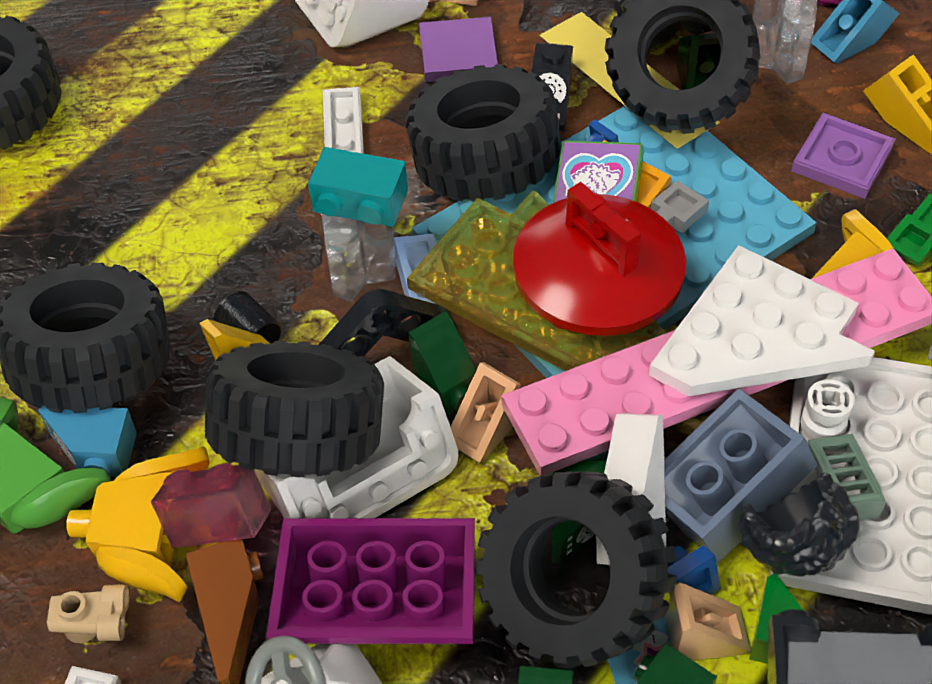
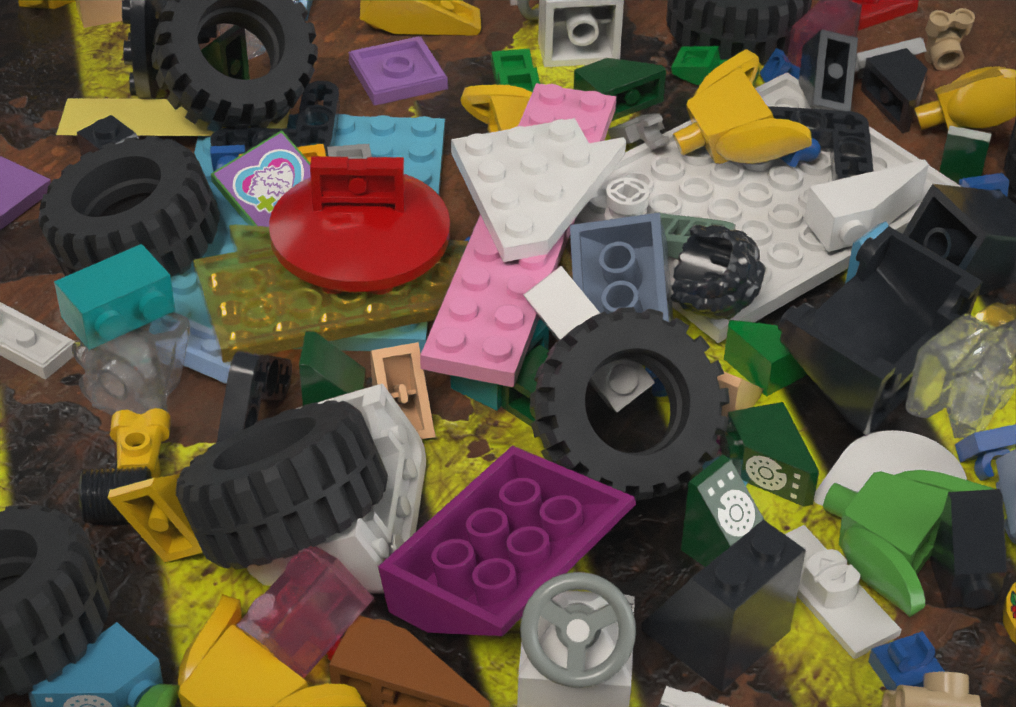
camera: 55 degrees left, 10 degrees down
(301, 300) = (140, 438): none -> yellow plate
(674, 160) = (304, 133): none -> black beam

